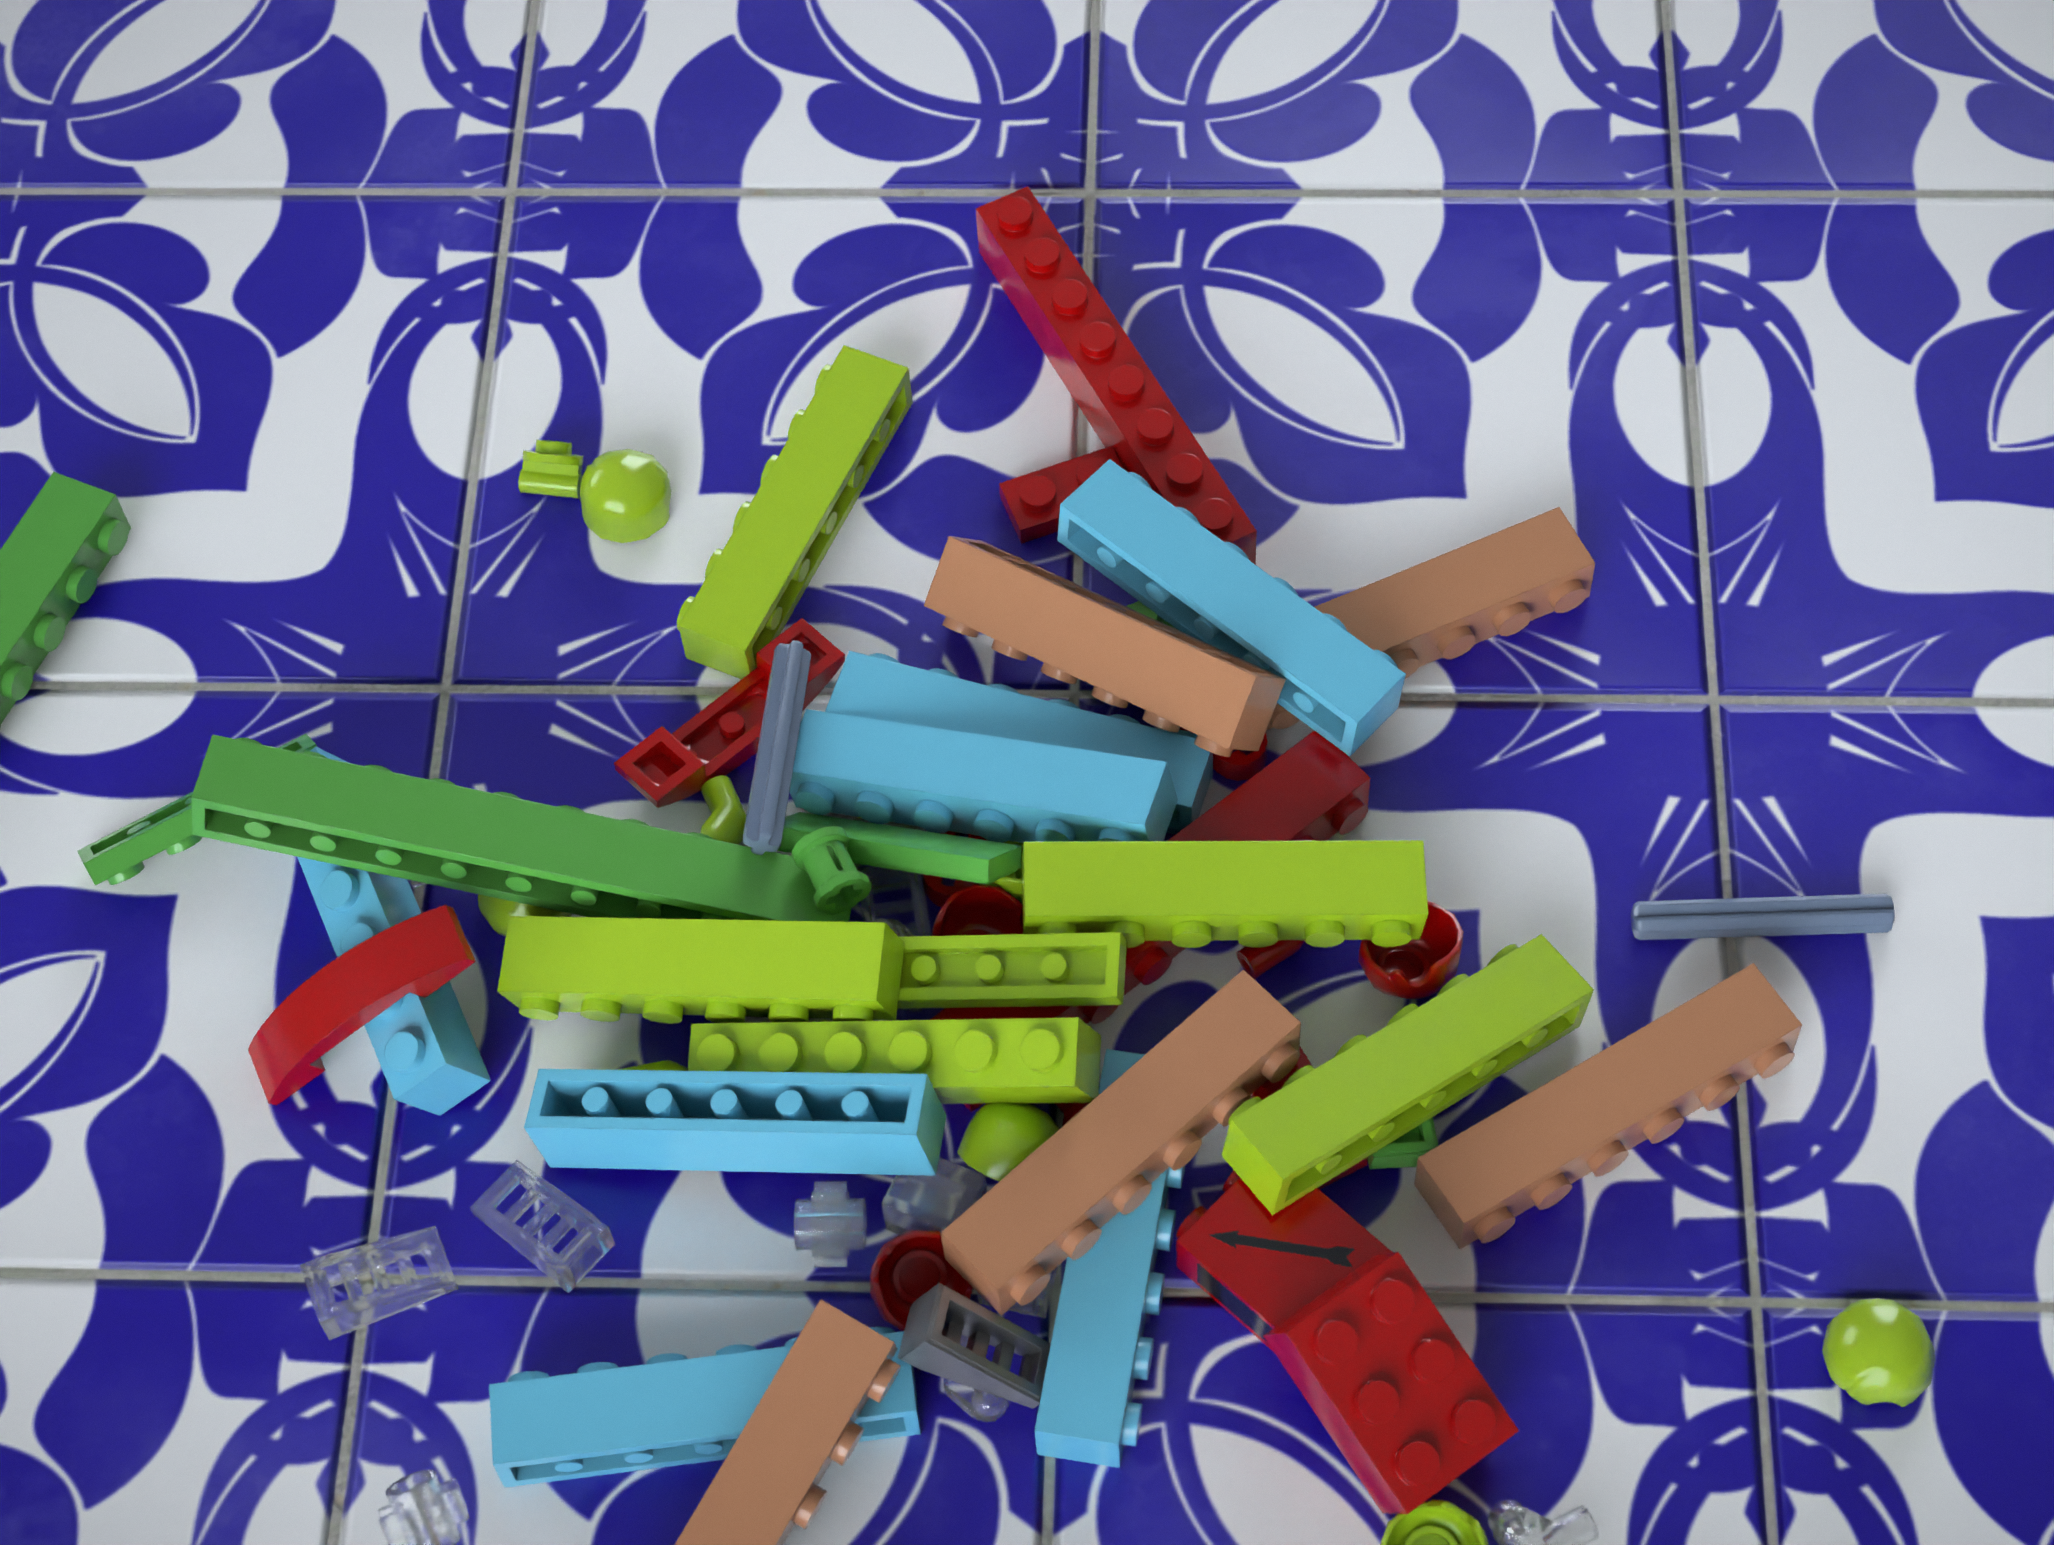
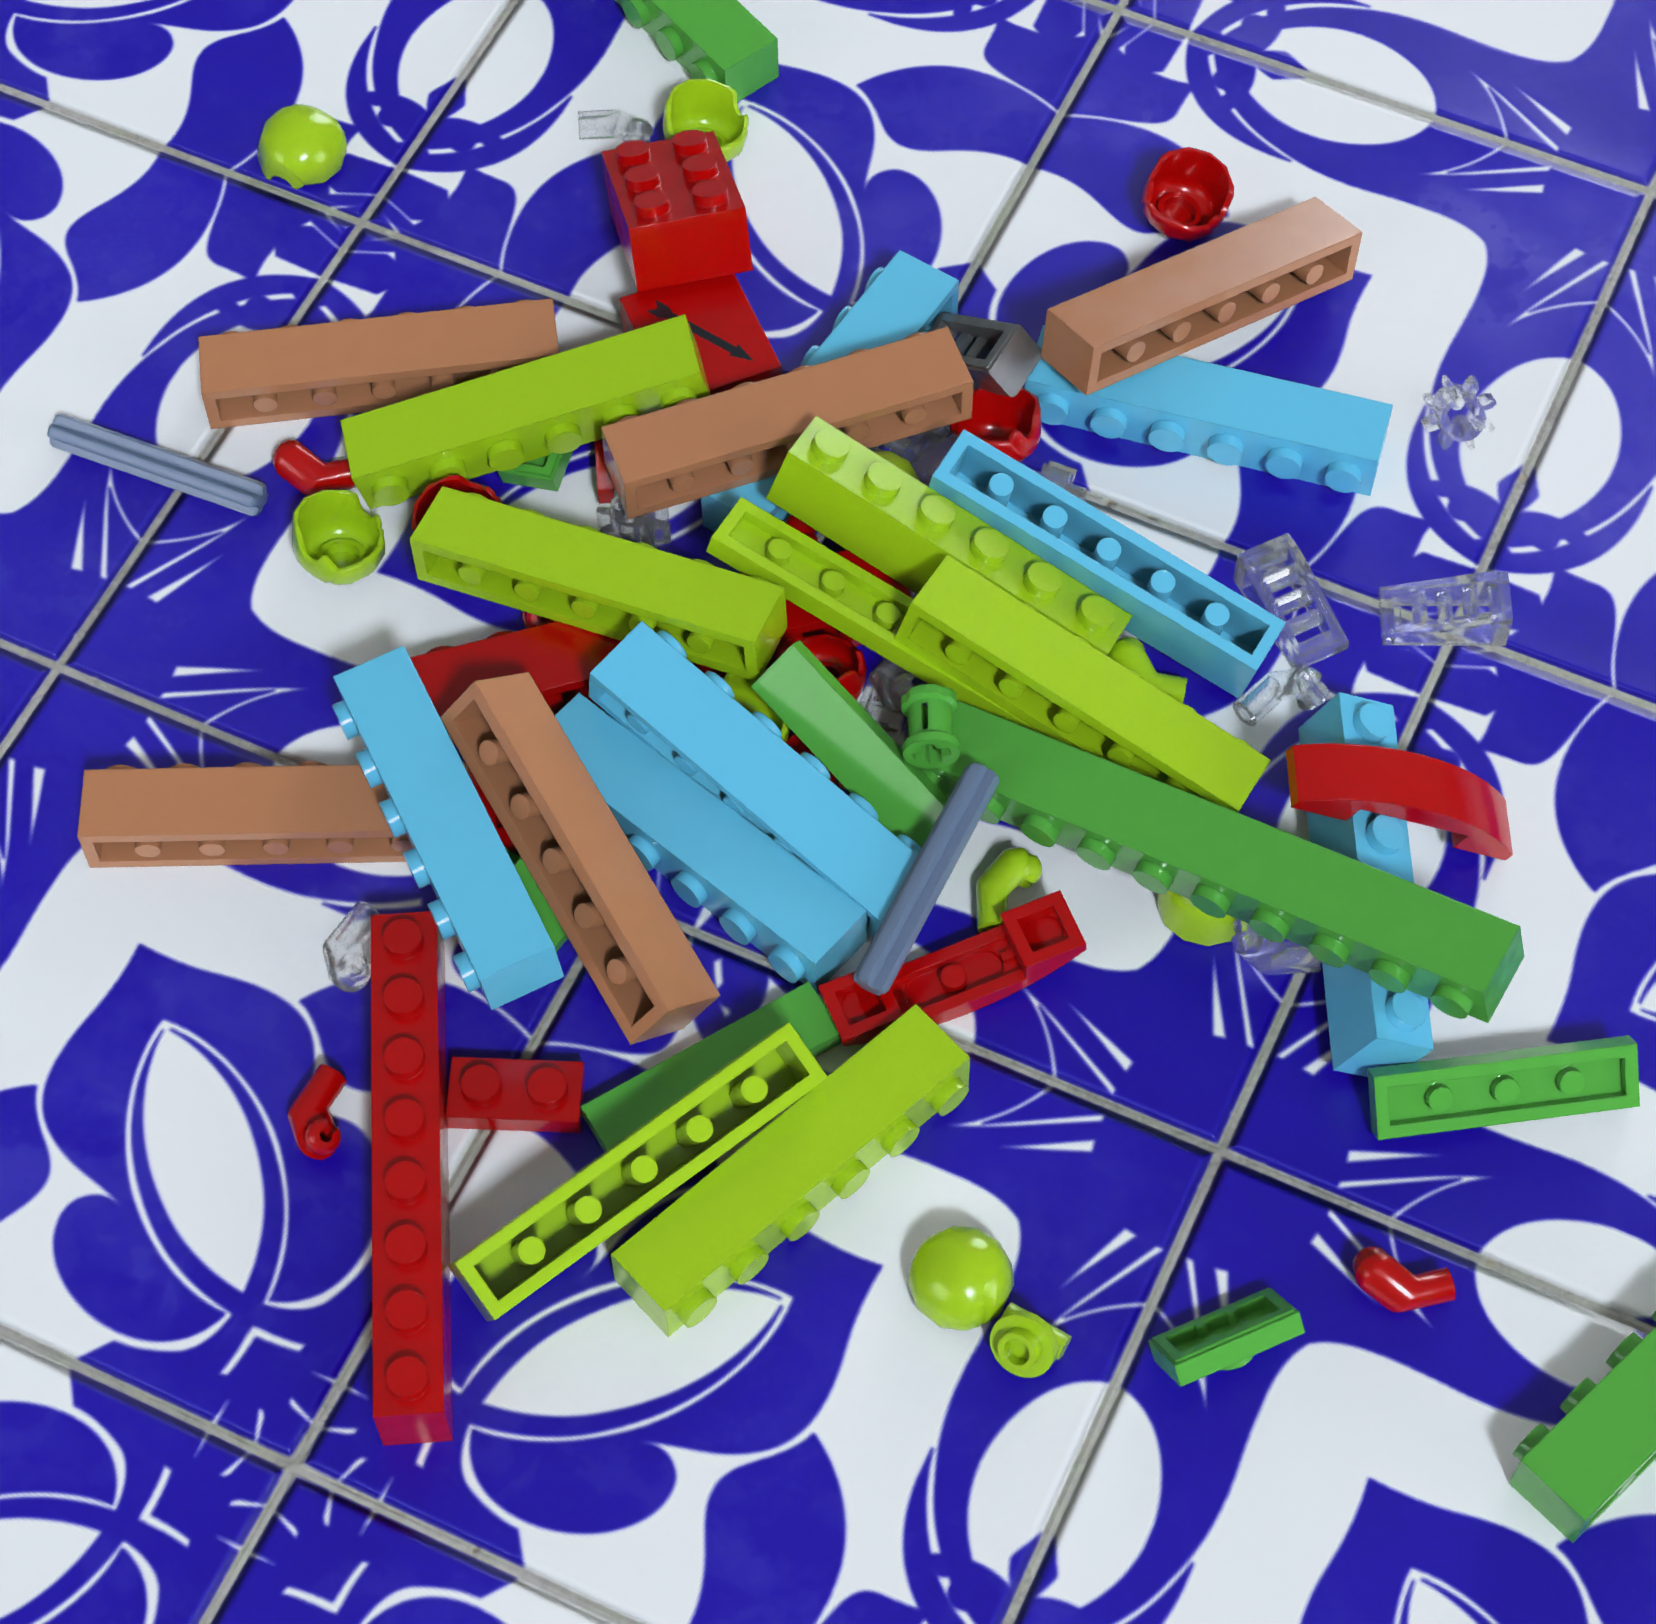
camera: 160 degrees left, 0 degrees up
(252, 621) = (1396, 1286): none -> red arm
(387, 522) = (1226, 1337): none -> bright green plate
(503, 1131) = (1277, 686): none -> clear arm
(903, 573) = (647, 1094): none -> bright green tile
(915, 437) = (637, 1172): none -> lime brick
(1222, 409) = (310, 1114): none -> red arm
(1277, 543) = (345, 952): none -> clear arm
(1523, 889) = (336, 537): none -> lime hair
(1620, 964) = (308, 472): none -> red arm

